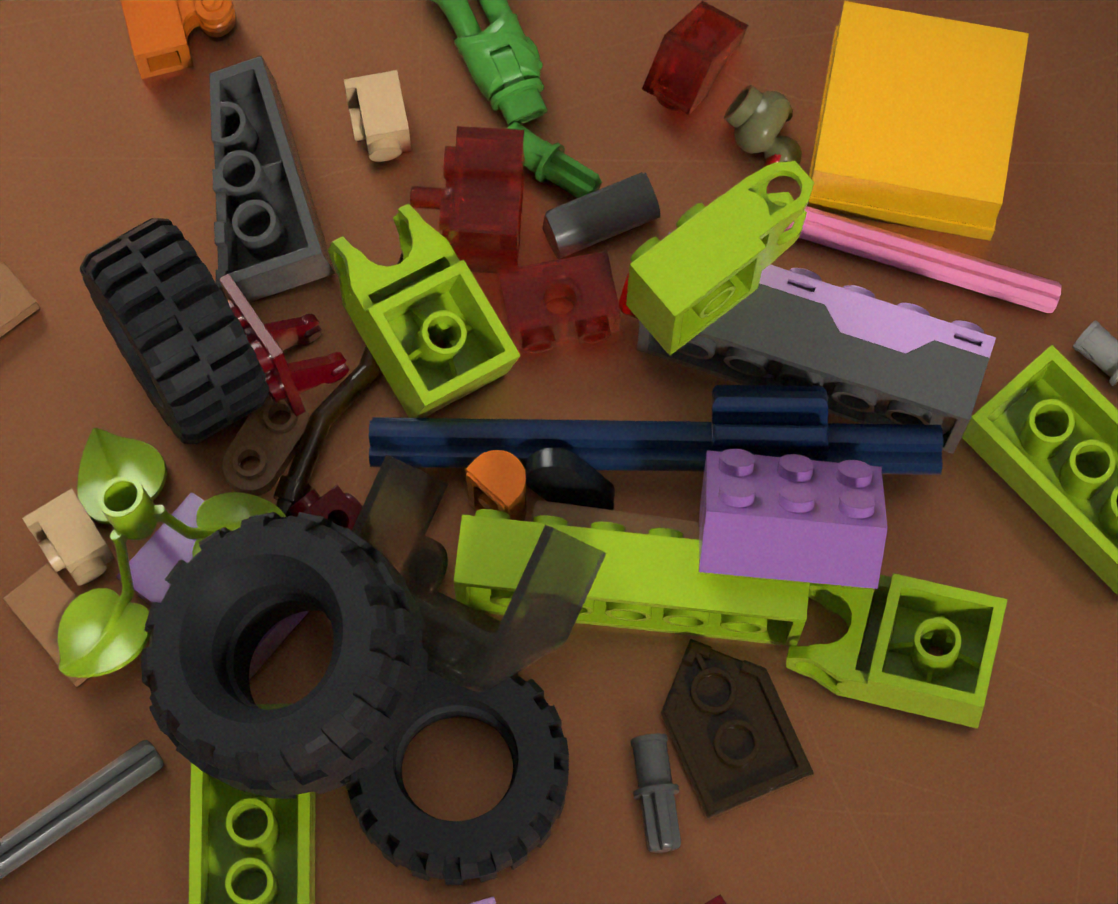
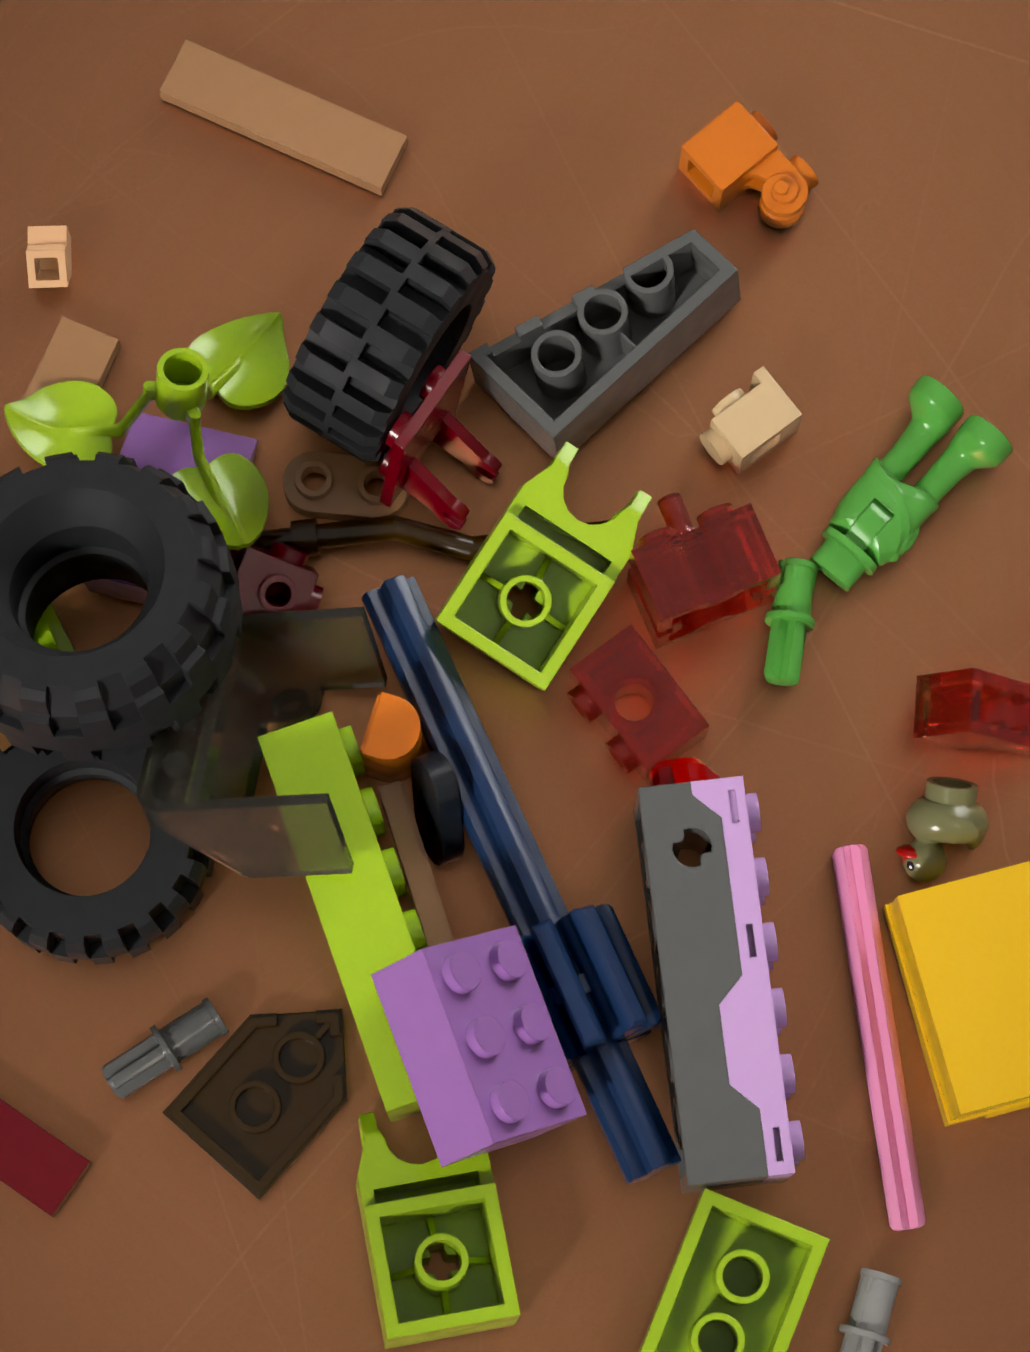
camera: 65 degrees right, 5 degrees up
(71, 538) = (143, 343): tan brick -> none
(601, 215) = (754, 702): dark grey brick -> none
(714, 256) = (721, 832): lime brick -> none

